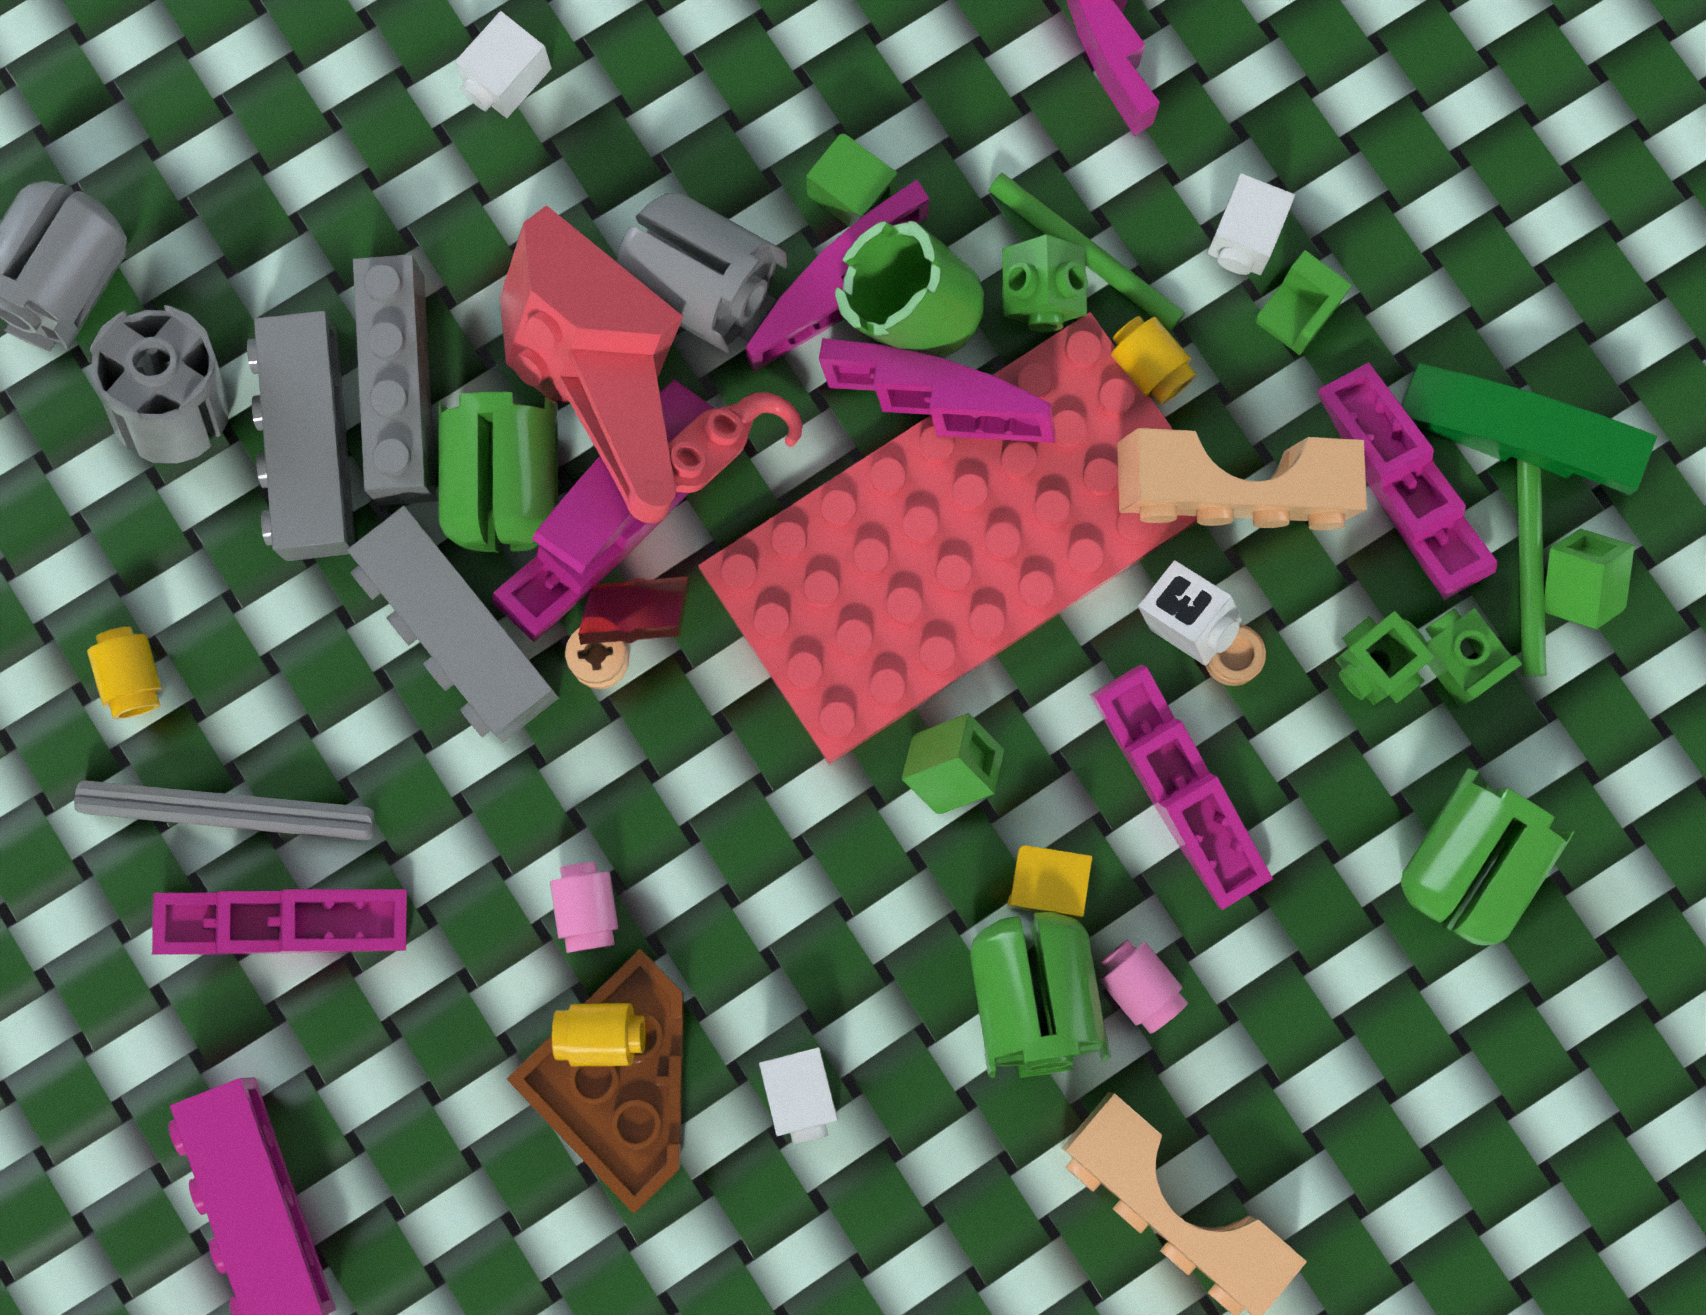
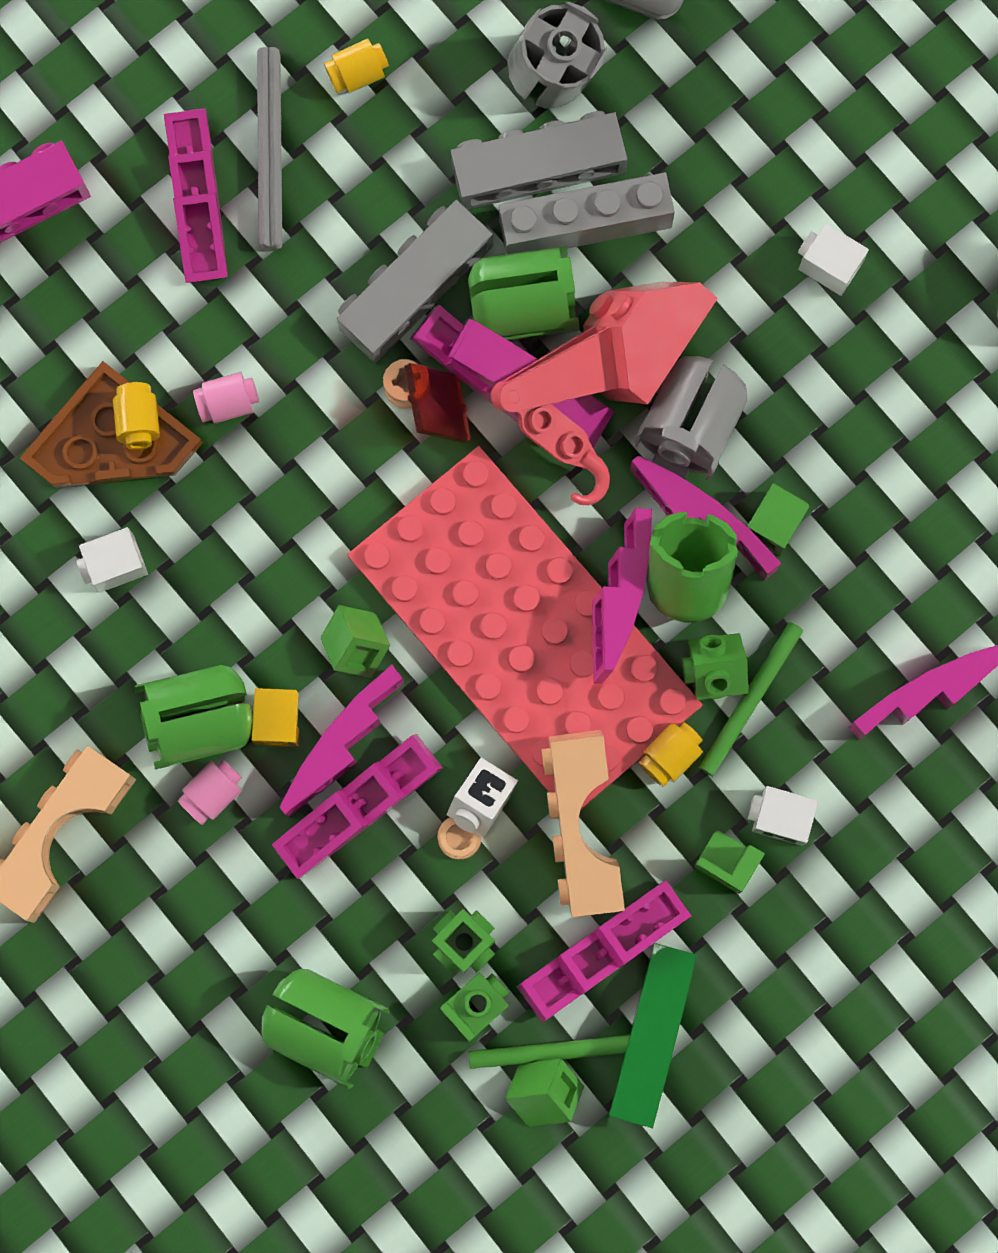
camera: 85 degrees right, 0 degrees up
(1109, 813) = (330, 755): none -> dark pink slope

